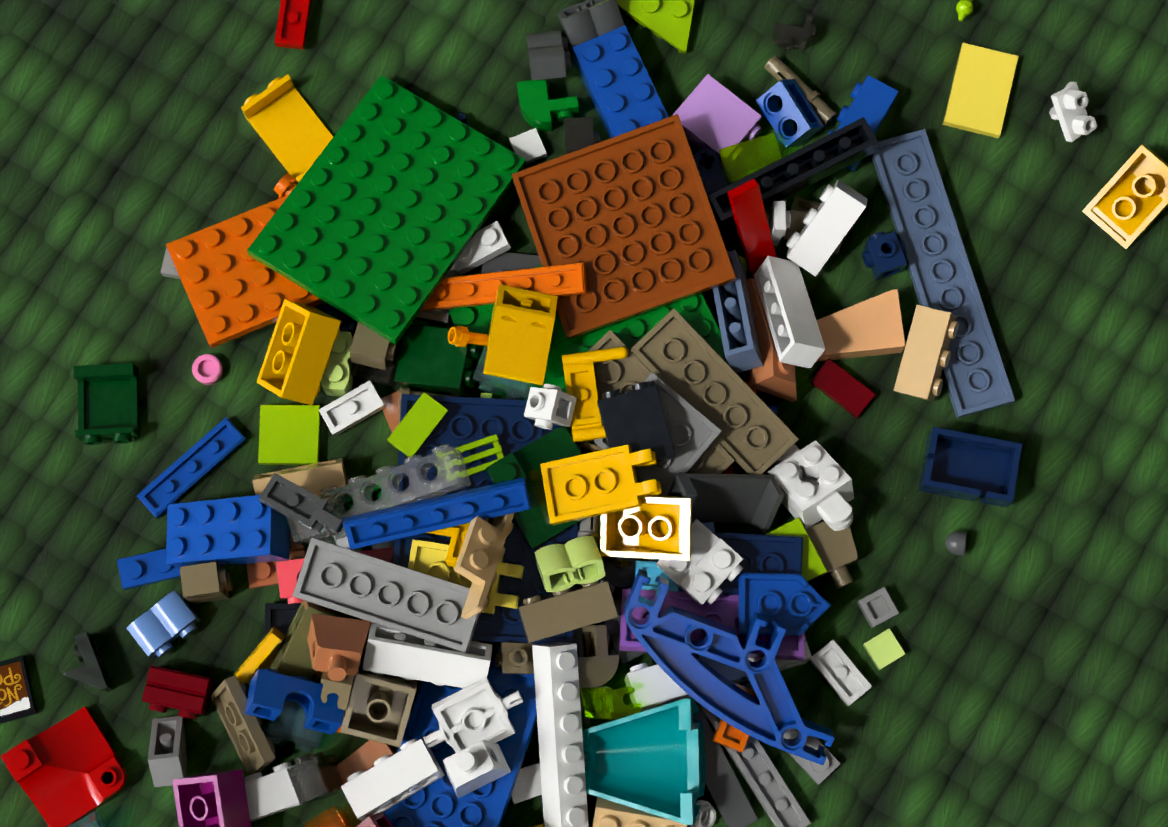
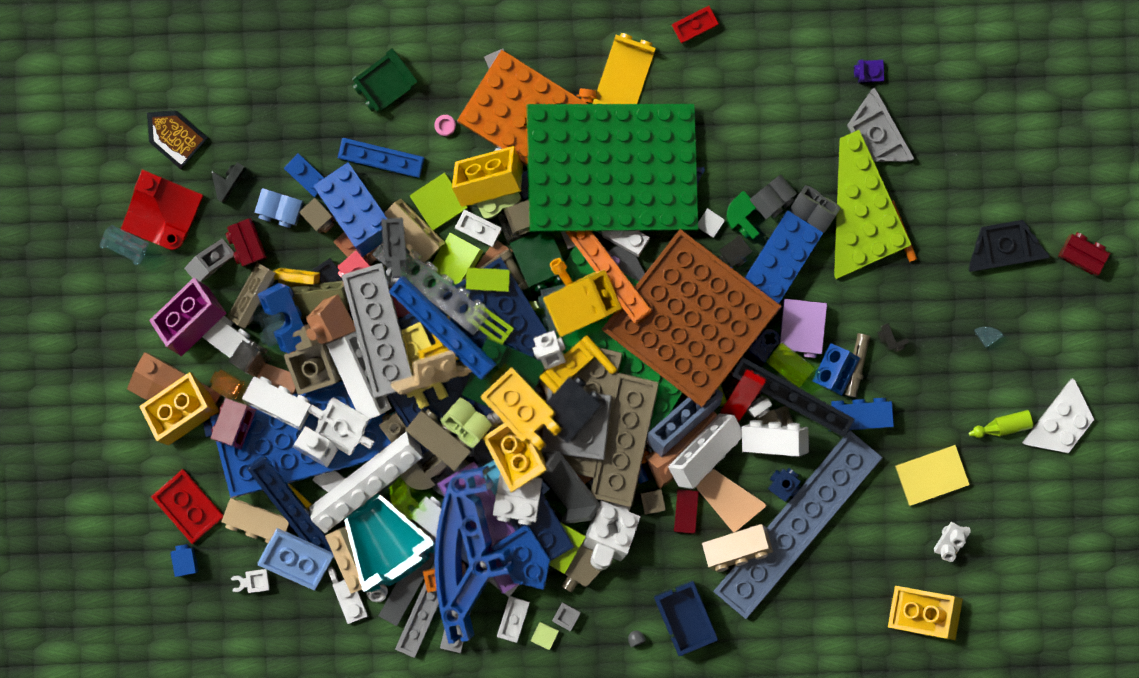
camera: 60 degrees right, 10 degrees up
(367, 449) = (456, 257): none -> lime tile
(807, 418) = (653, 501): none -> dark tan plate

